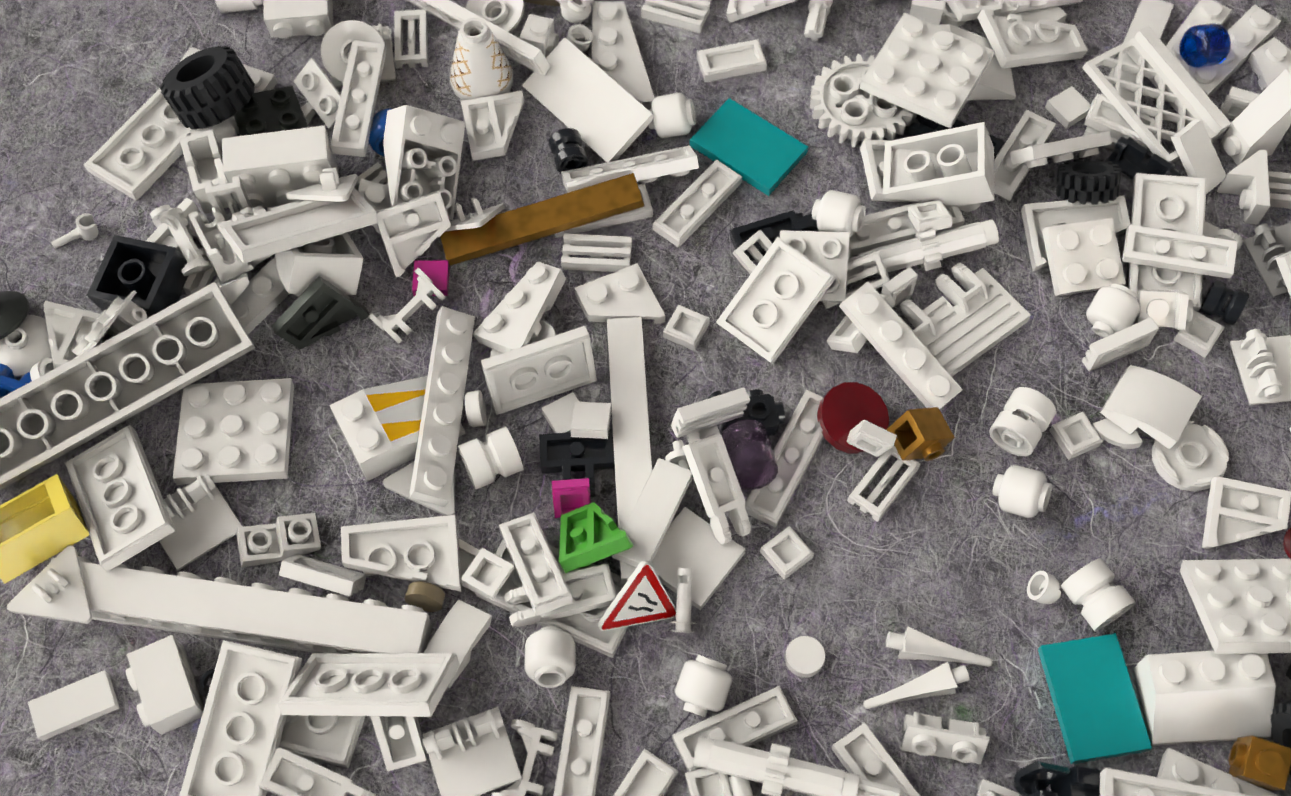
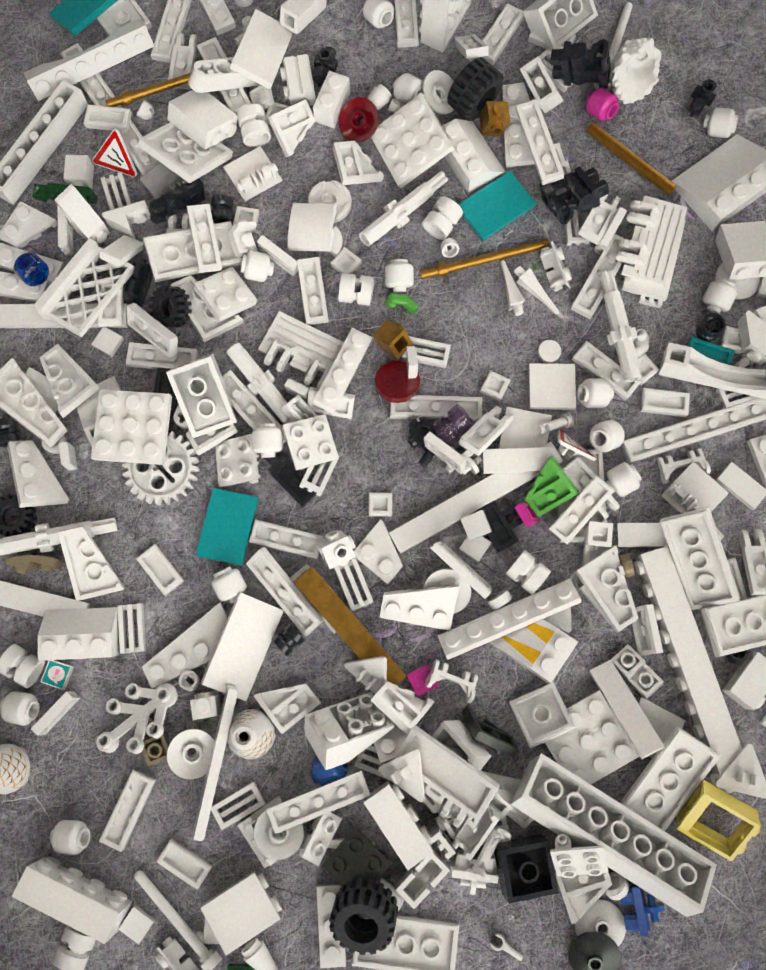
camera: 115 degrees left, 15 degrees up
(238, 487) = (626, 709): none -> white tile
(299, 387) = (542, 715): none -> white tile
(627, 663) = (607, 436): none -> white head
(651, 240) = (336, 549): none -> white brick
(746, 633) = (552, 386): none -> white tile
(775, 300) = (343, 454): white tile -> none
(820, 176) = (236, 461): none -> white hinge
(929, 216) = (241, 387): white tile -> none
(982, 481) = (401, 299): none -> bright green arm
(1010, 564) = (443, 269): none -> pearl gold bar
(1045, 369) = (312, 291): none -> white plate
(1132, 533) = (397, 213): none -> white piece
(1255, 244) = (176, 201): none -> black hinge

